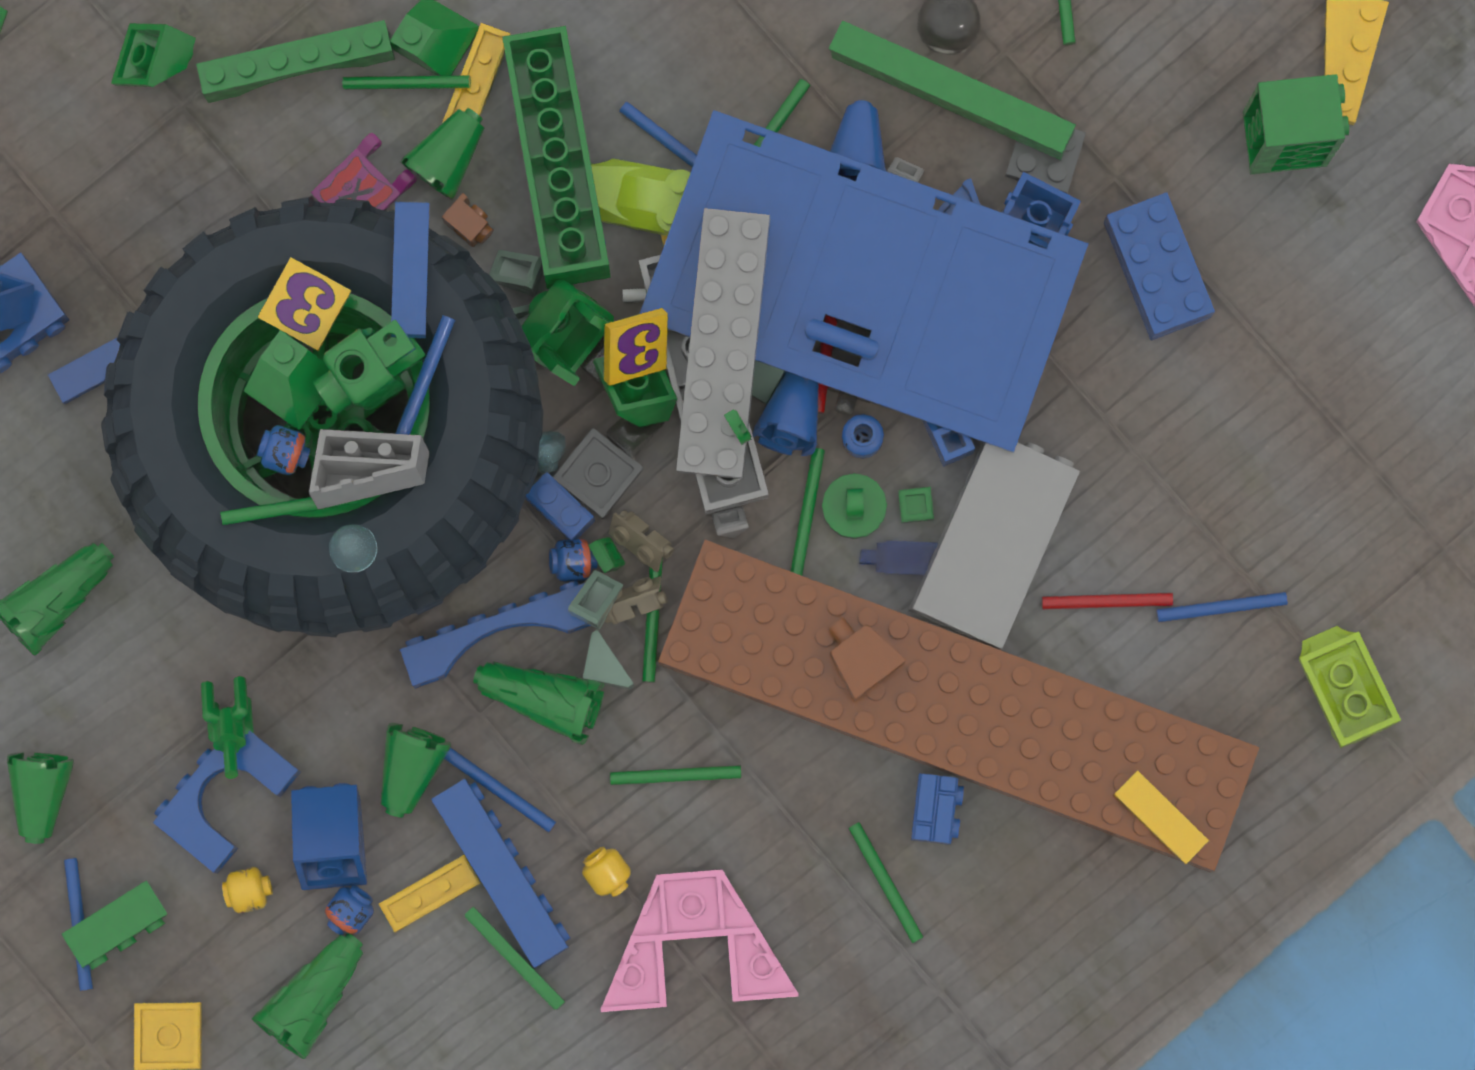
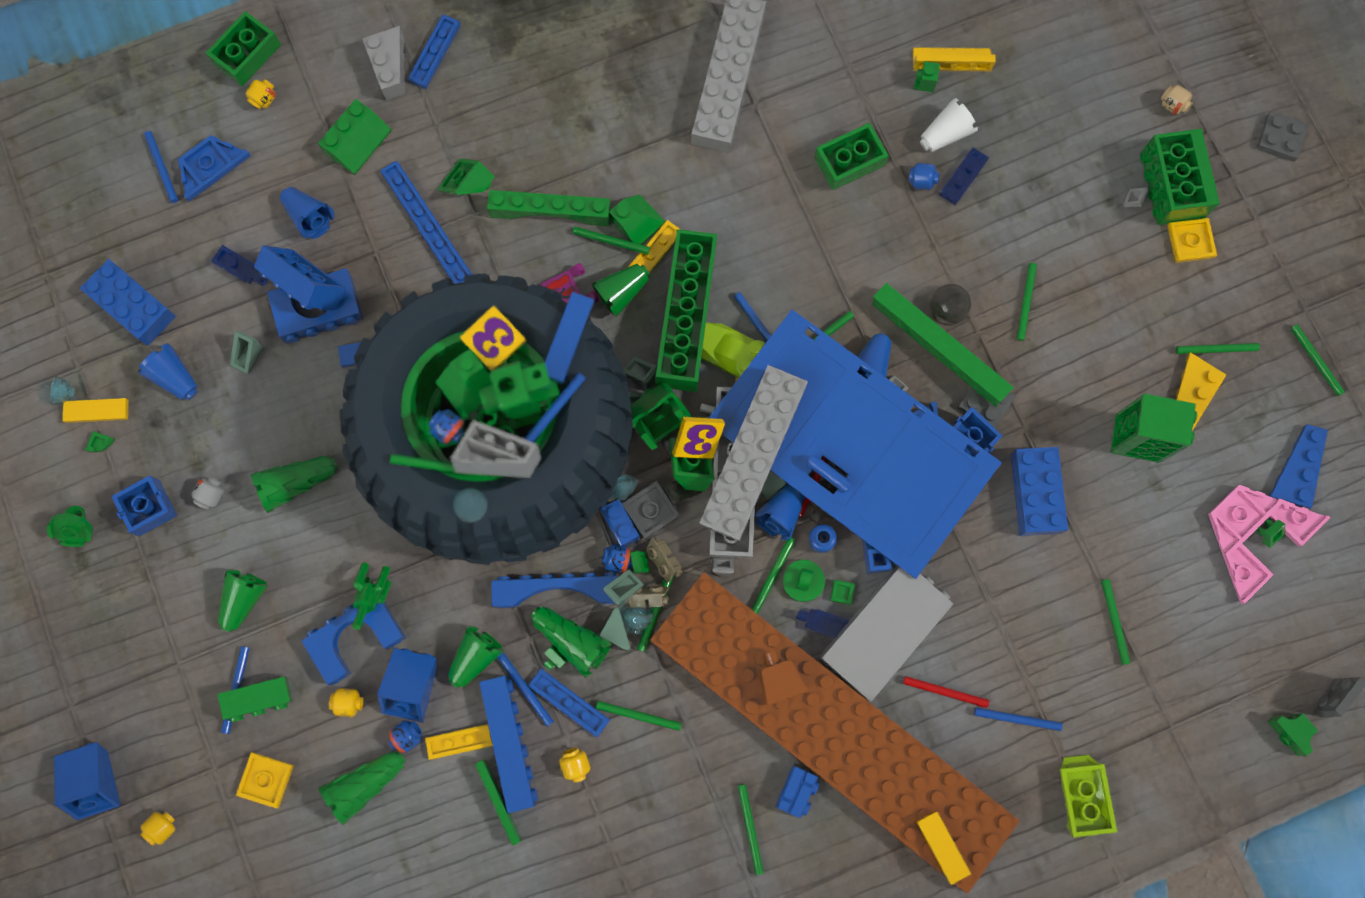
camera: 15 degrees right, 5 degrees down
(121, 149) = (425, 222): none -> blue tile
(467, 221) = (620, 333): dark orange brick -> none
(529, 731) = (555, 659): none -> green tile
(569, 788) = (569, 702): none -> blue tile
(630, 638) = (637, 619): none -> clear light blue brick
(691, 908) = (621, 806): bright pink wing -> none
(738, 426) = (746, 504): green tile -> none
(1323, 422) = (1123, 653): none -> green bar

